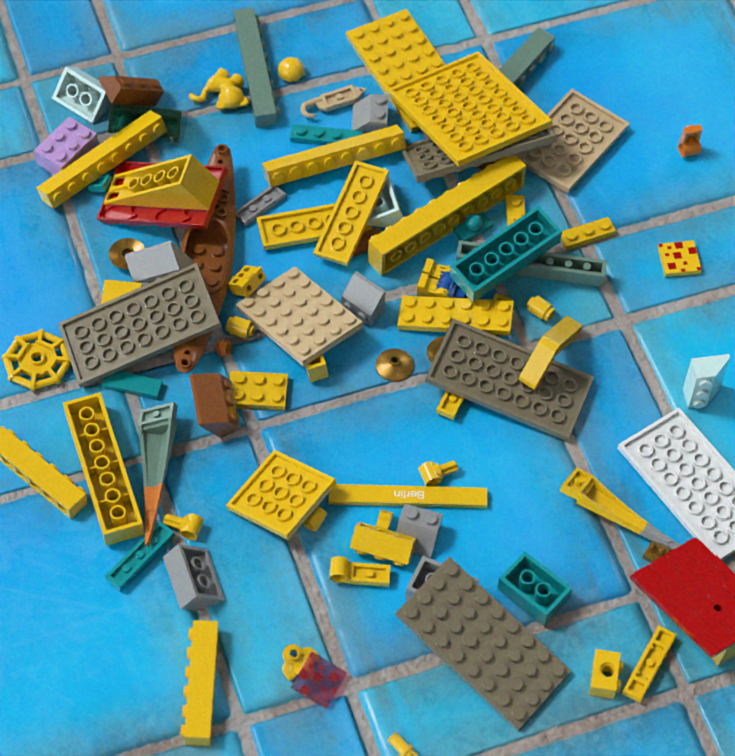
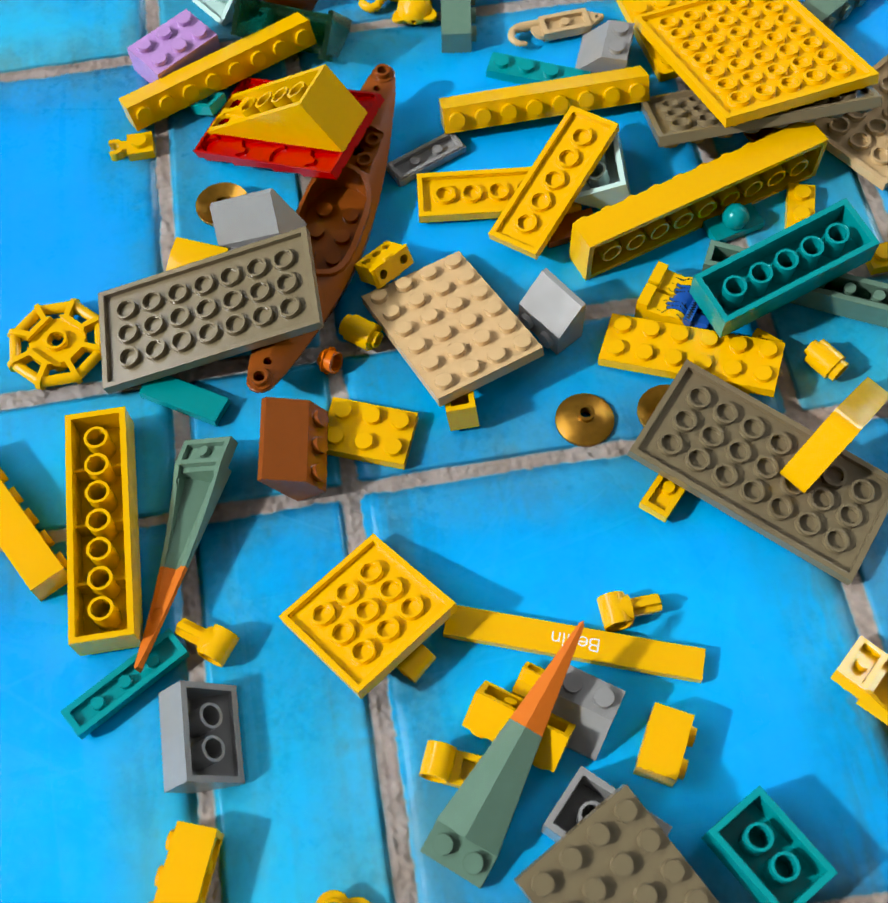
camera: 15 degrees right, 5 degrees up
(54, 219) = (137, 147): none -> yellow plate
(367, 596) = (480, 812): none -> sand green plate
(469, 541) = (665, 744): none -> yellow brick

